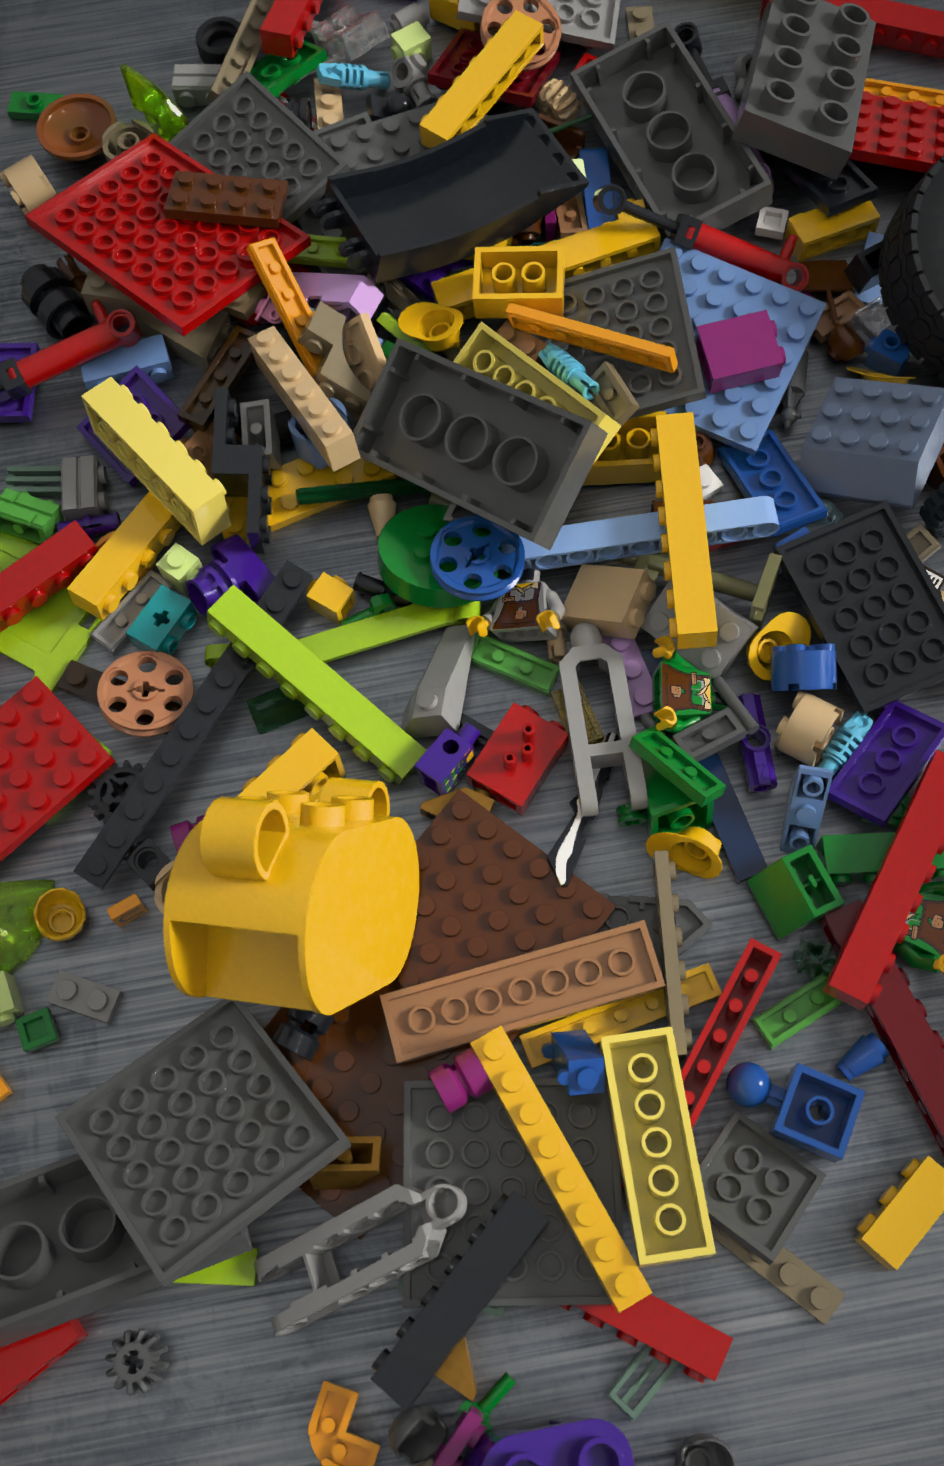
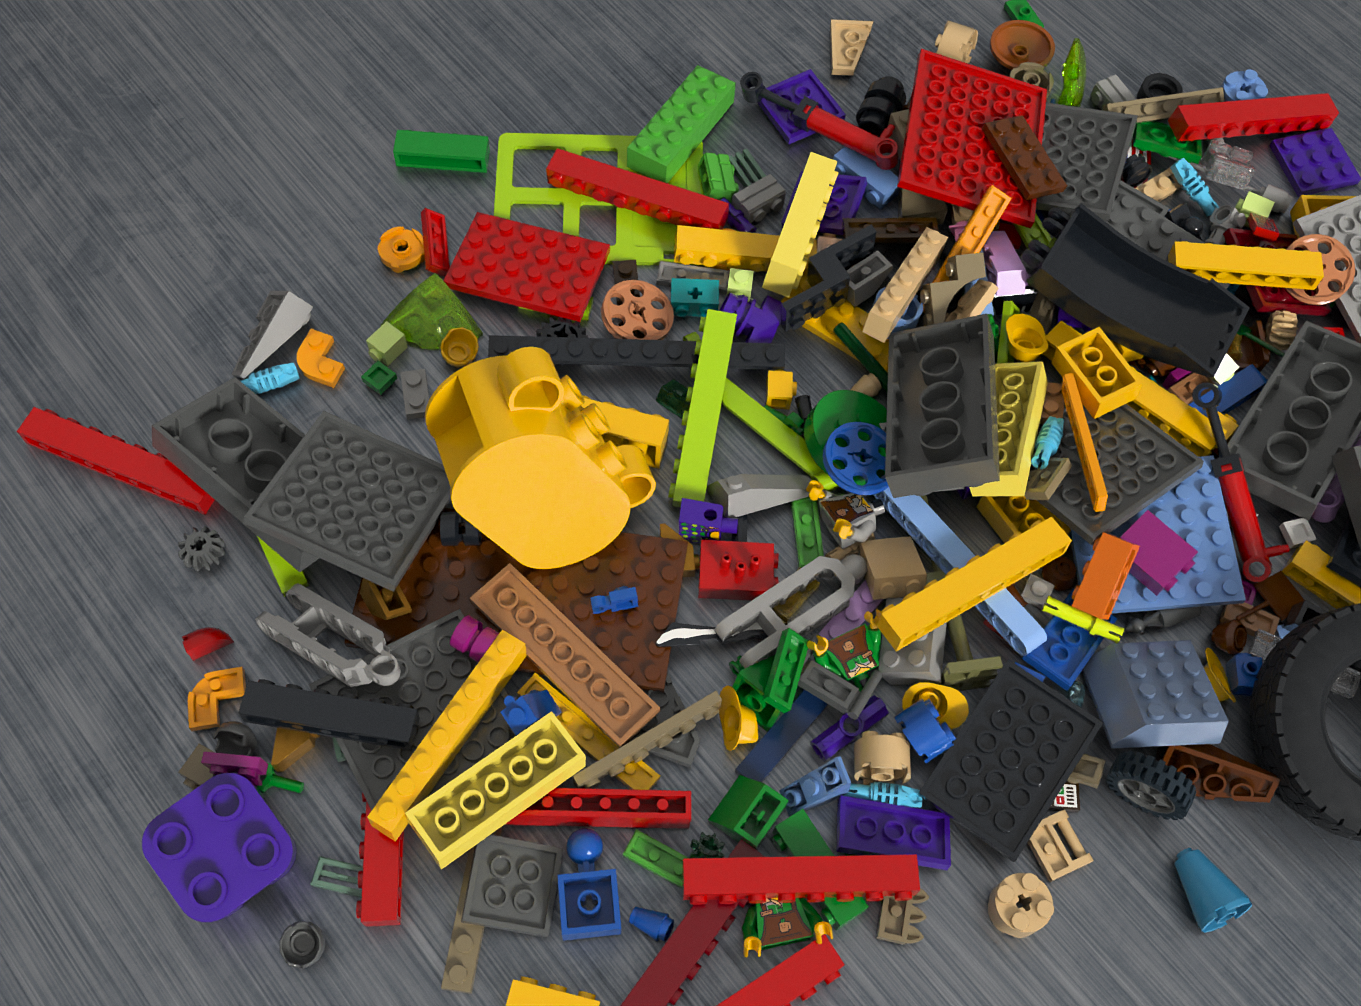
camera: 50 degrees right, 5 degrees down
(260, 1412) = (205, 641): none -> red brick
(442, 45) = (1263, 227): none -> red tile
(492, 894) = (617, 600): none -> blue plate
(740, 407) = (1104, 575): none -> orange brick
(772, 451) = (1083, 619): none -> neon yellow pin

